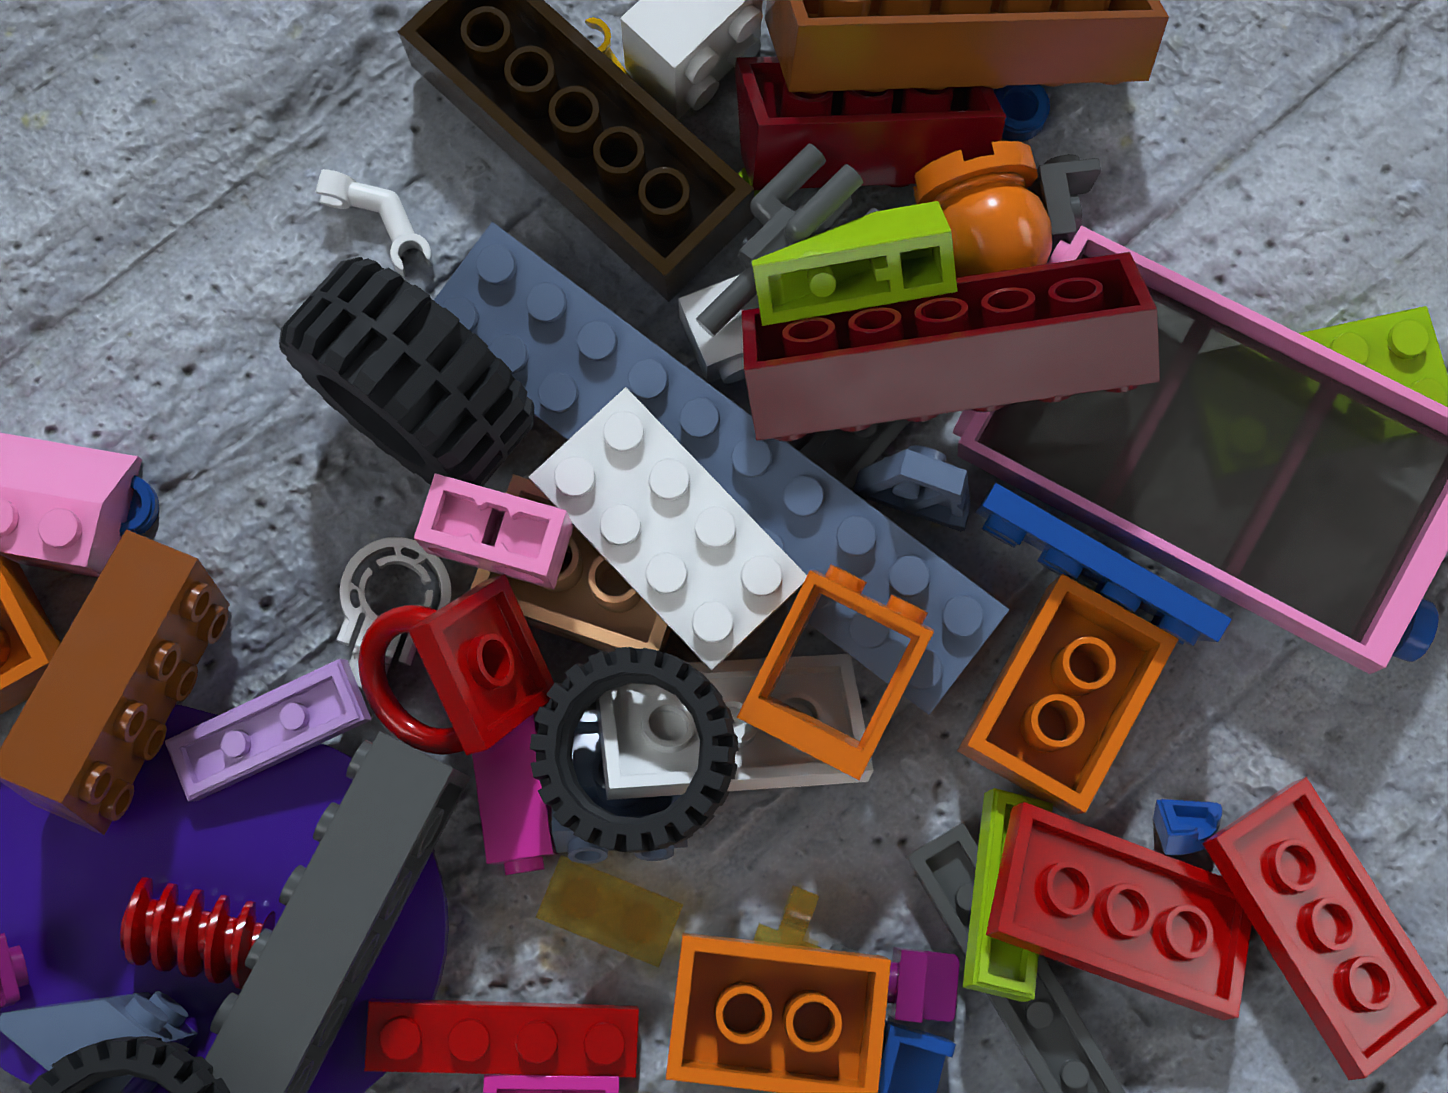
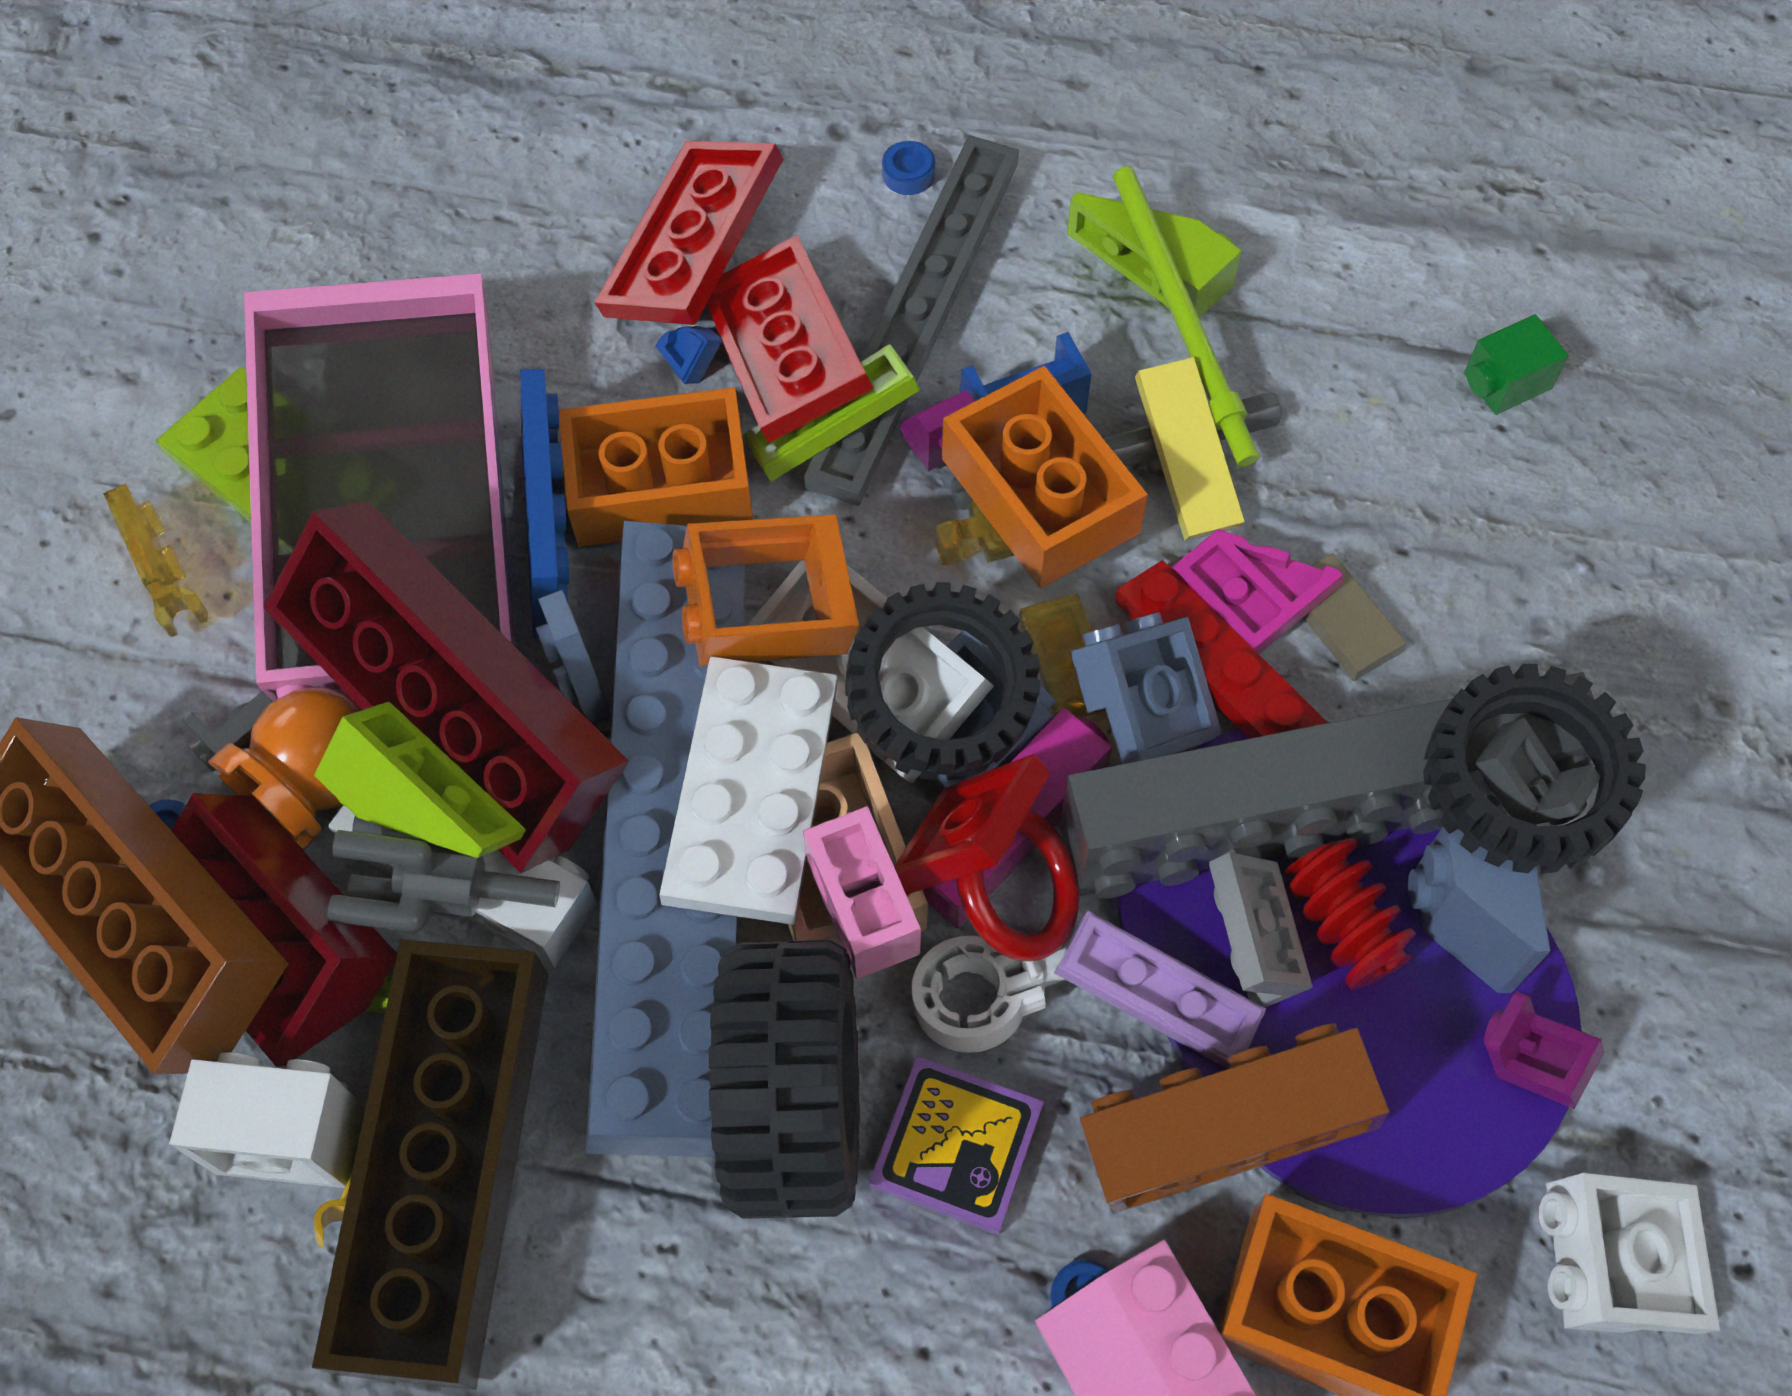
camera: 125 degrees left, 15 degrees down
(234, 838) = (1259, 928): none -> light grey bracket
(300, 500) = (956, 1145): none -> tile
(343, 192) = (632, 1292): white arm -> none
(514, 940) = (1148, 686): none -> sand blue plate
(1288, 230) = (156, 565): none -> clear yellow plate

